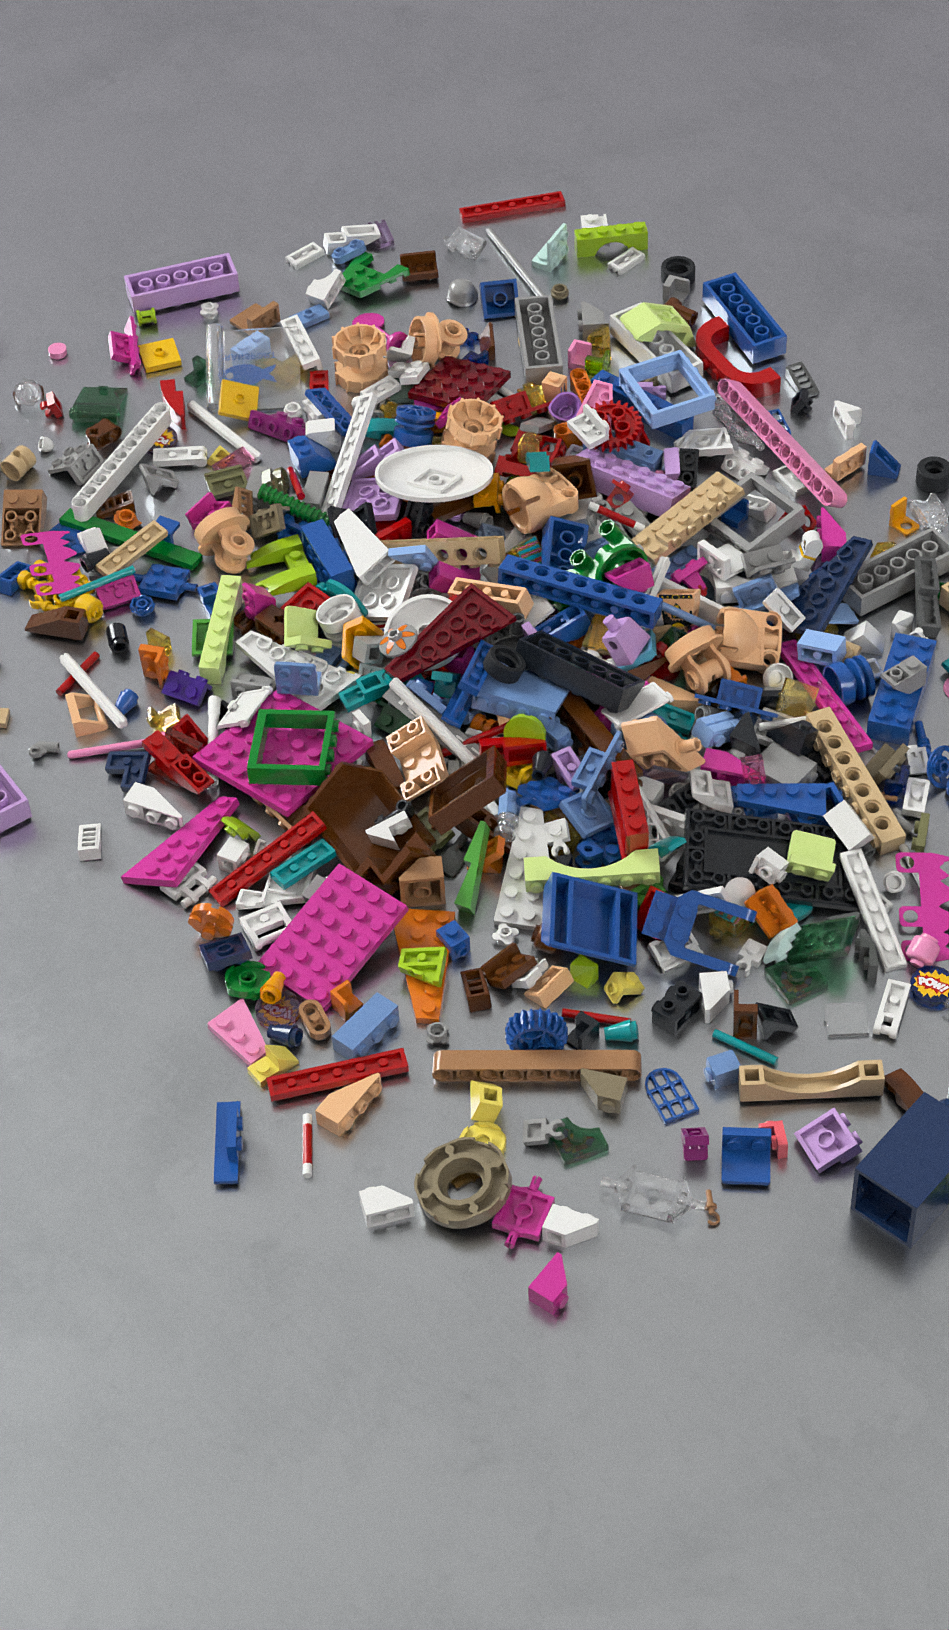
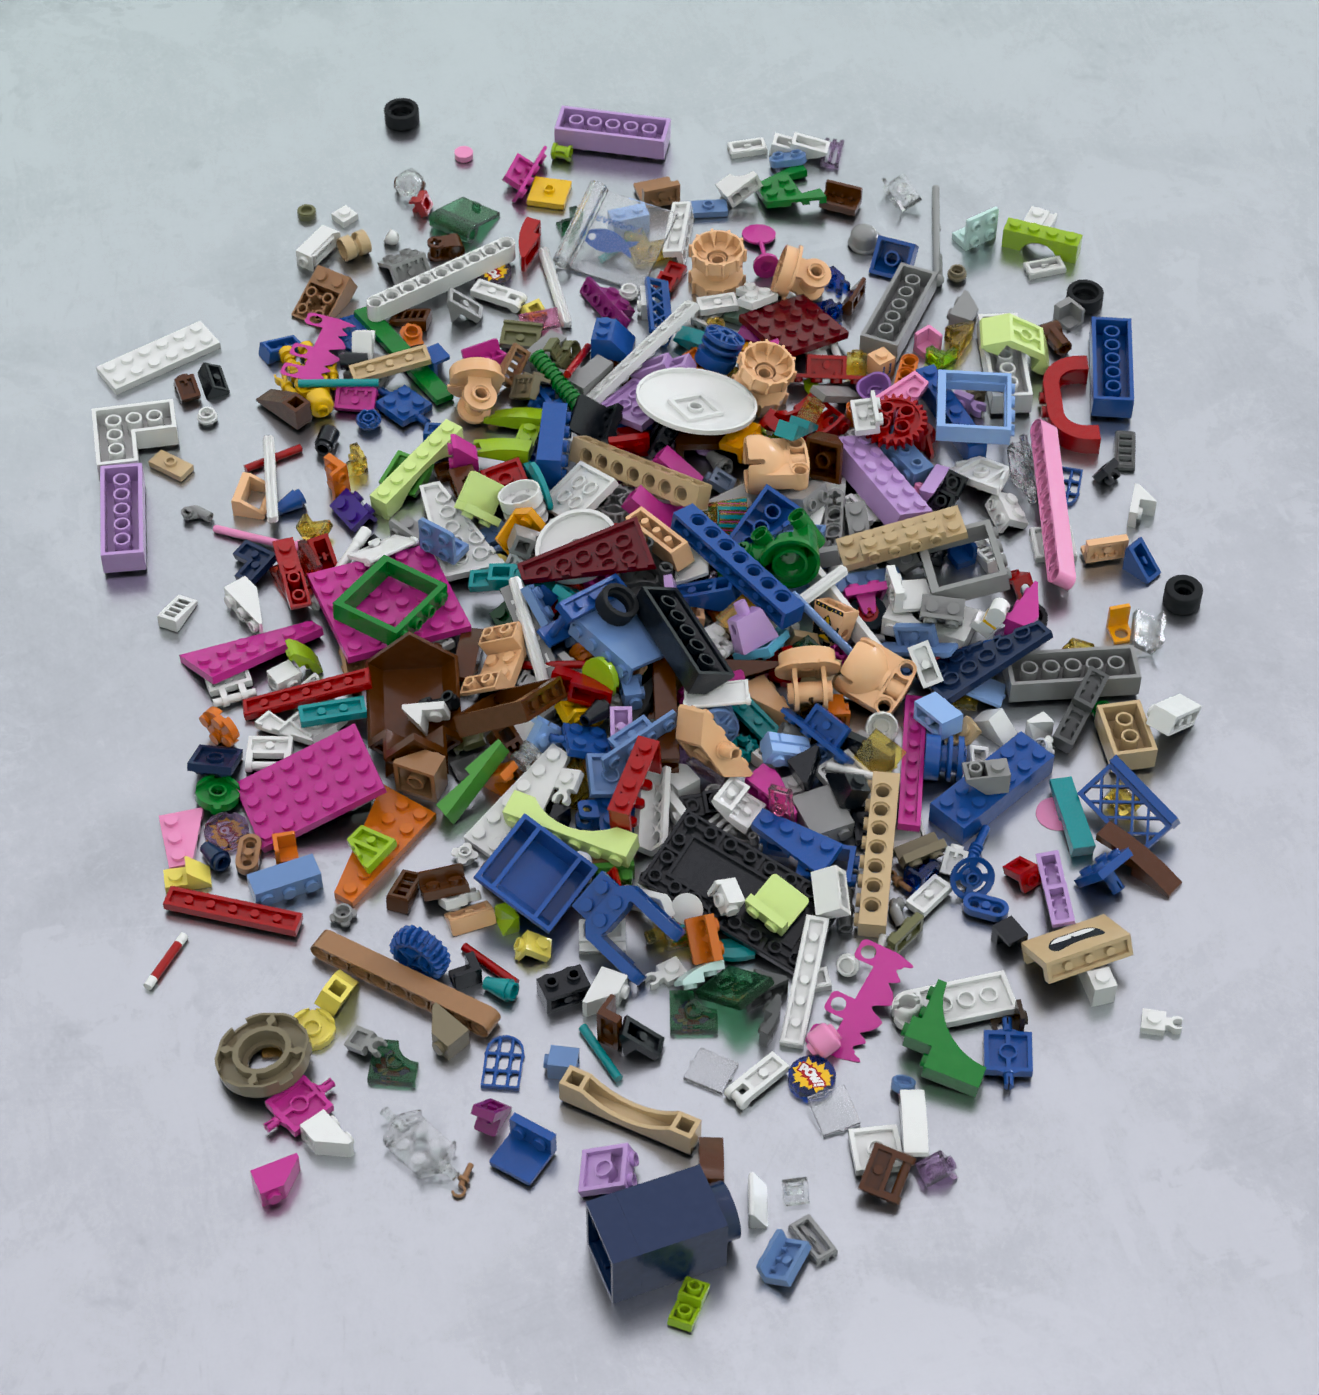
camera: 25 degrees right, 0 degrees up
(209, 310) = (623, 167): white plate -> none
(228, 1142) = (102, 927): blue bracket -> none
(237, 399) = (582, 261): yellow plate -> none
(272, 990) = (229, 810): light orange cone -> none
(323, 433) = (634, 323): white slope -> none
(344, 1105) = (220, 940): light nougat slope -> none
(361, 723) = (472, 609): white bracket -> none
(364, 549) = (582, 444): white slope -> none
(384, 1206) = (186, 1043): white slope -> none
(398, 640) = (545, 543): light grey dish -> none
(401, 354) = (762, 277): white panel -> none
(417, 555) = (620, 471): light blue wing -> none
(454, 939) = (414, 838): blue bracket -> none
(512, 207) = (974, 173): red tile -> none
(616, 516) = (835, 510): red bar -> none
(620, 488) = (861, 485): red bracket -> none
(632, 575) = (793, 571): dark pink slope -> none
(668, 845) = (650, 836): teal slope -> none
(778, 1137) = (565, 1145): coral bracket -> none

